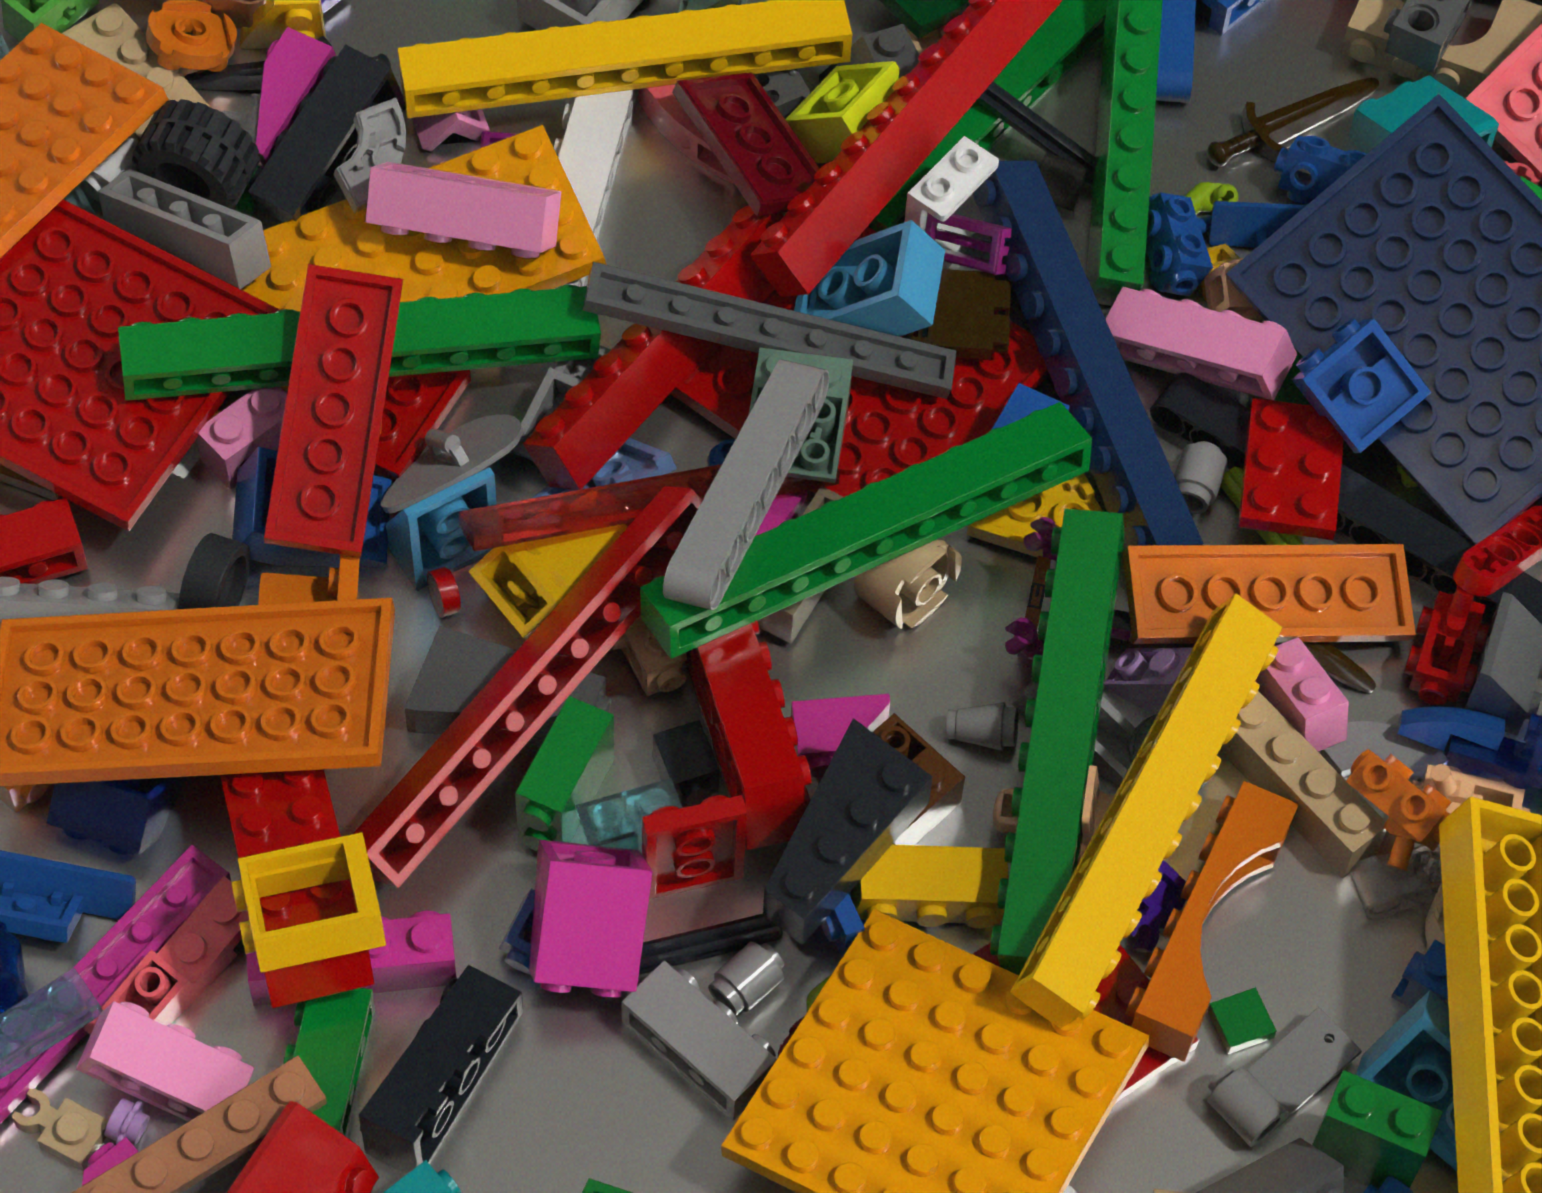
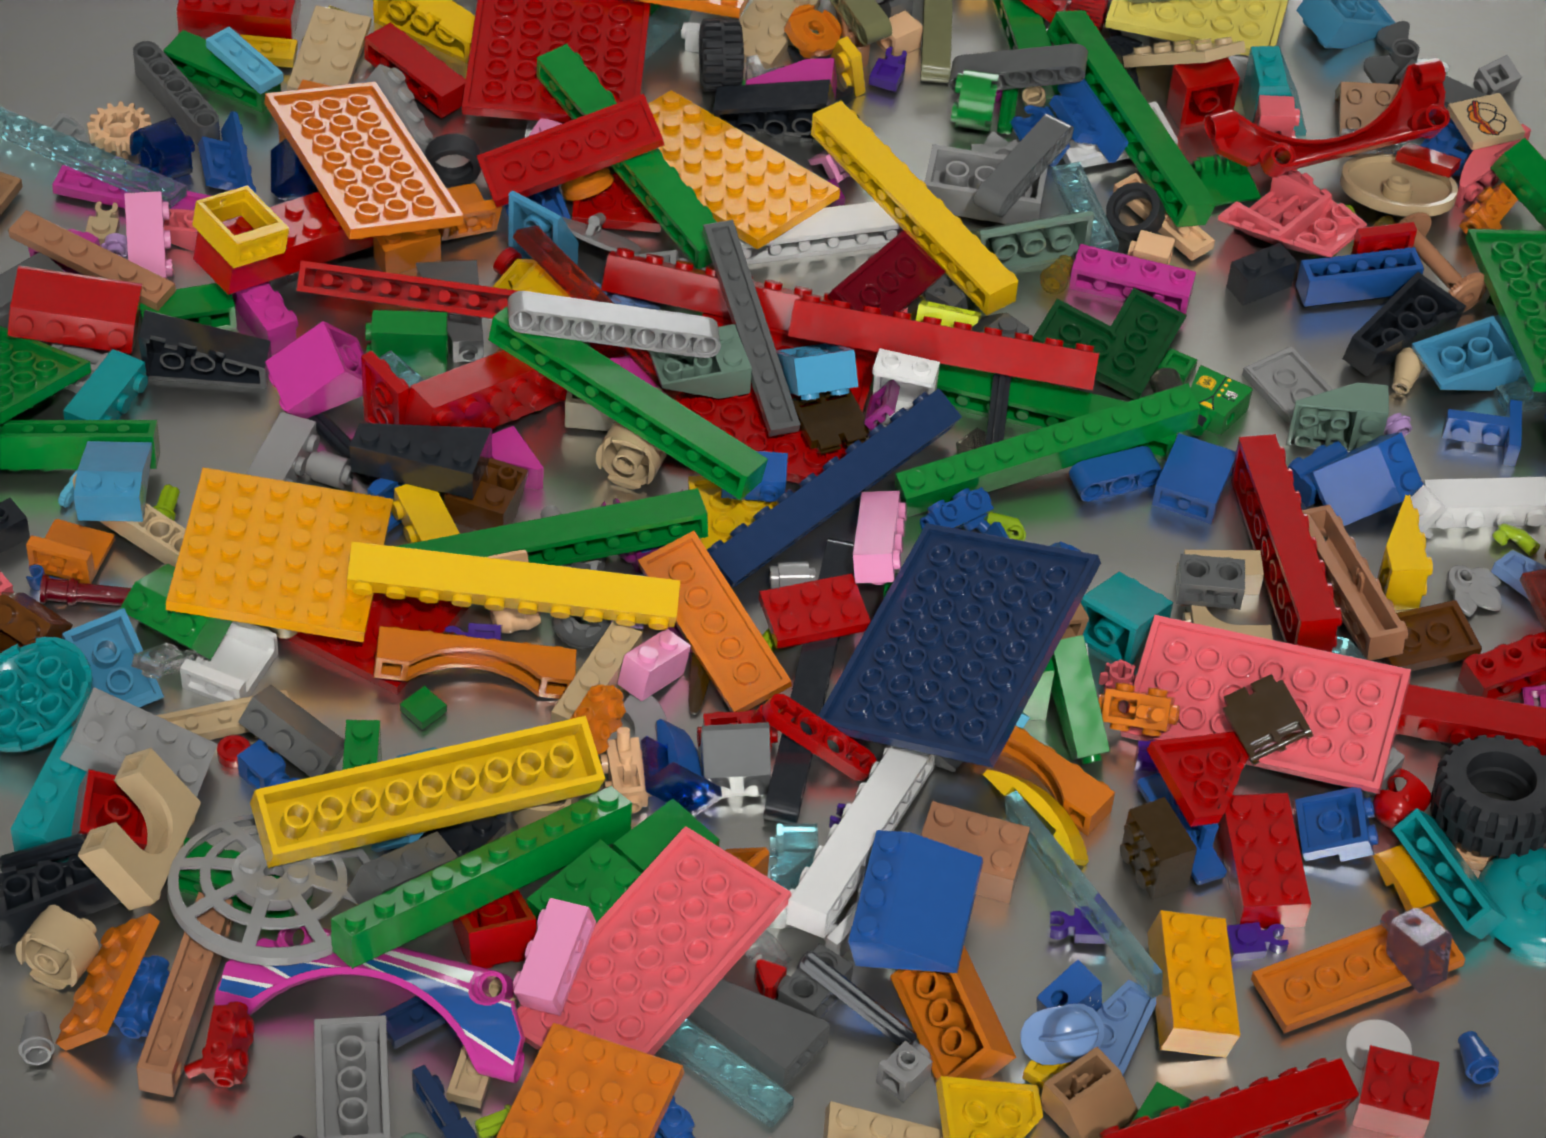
camera: 65 degrees right, 10 degrees down
(187, 227) = (669, 66): light grey brick -> none
(379, 140) = (769, 123): light grey tile -> none
(463, 208) = (744, 162): bright pink brick -> none
(1279, 126) = (1110, 558): dark brown sword -> none
(1283, 1079) = (396, 736): light grey door -> none
(1360, 383) = (879, 606): blue plate -> none

